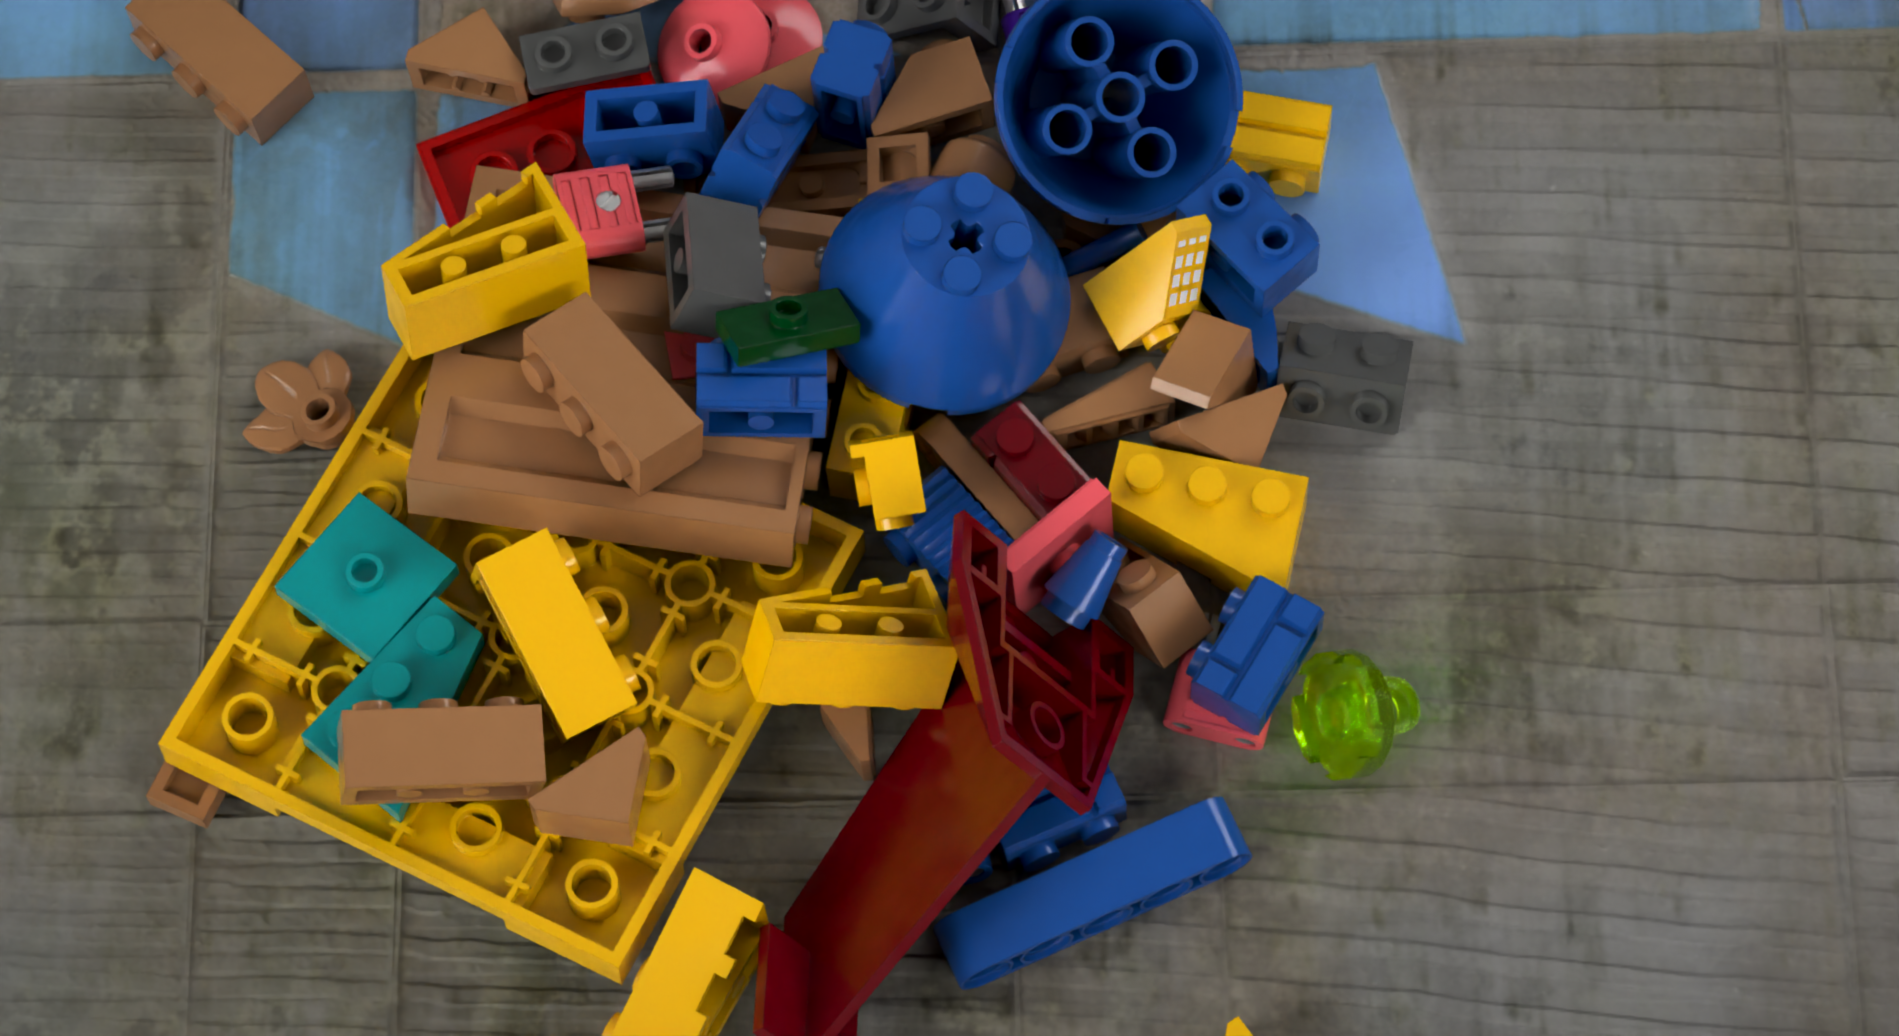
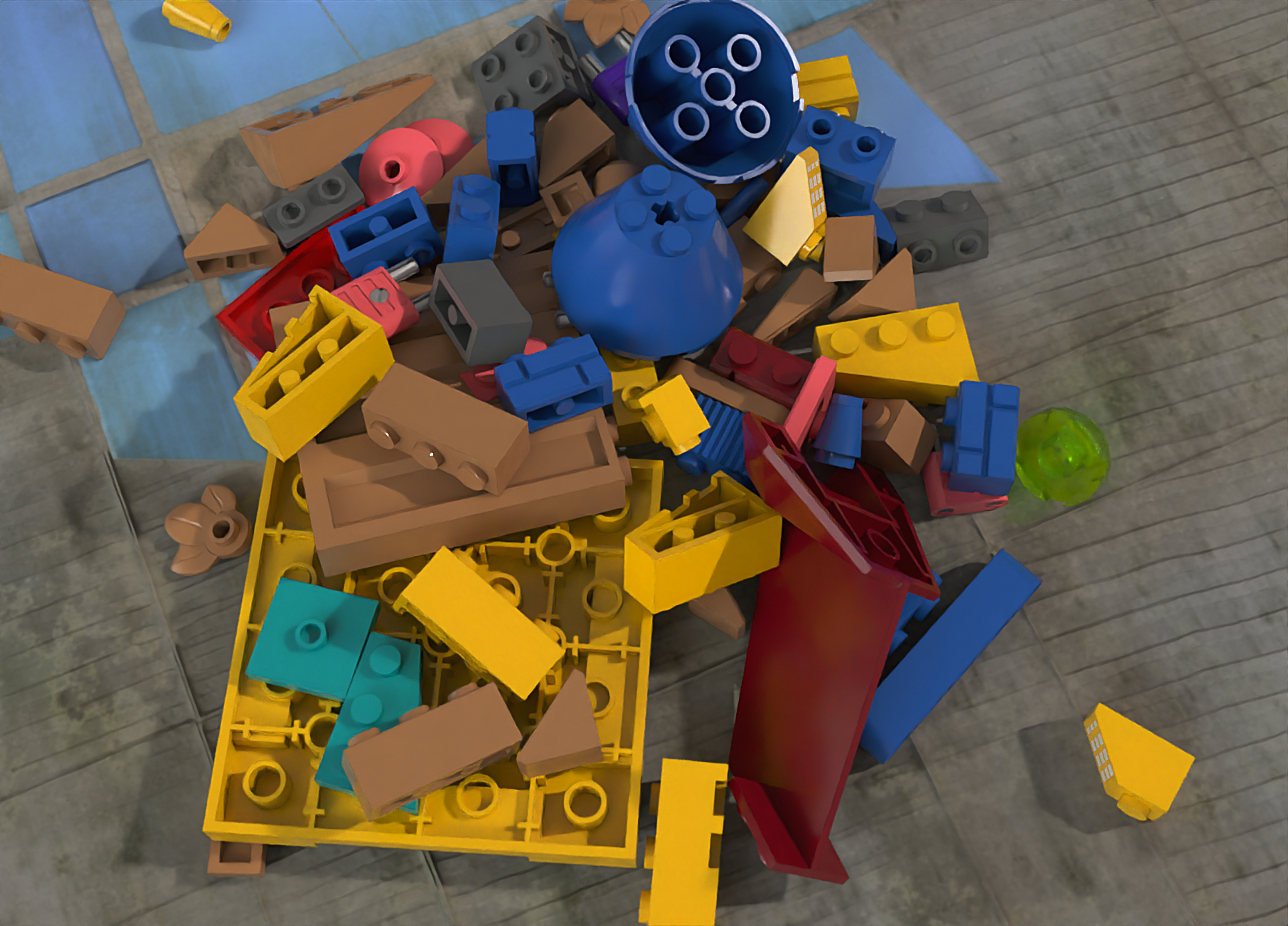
camera: 25 degrees left, 0 degrees up
(787, 327) = (556, 331): dark green plate -> none

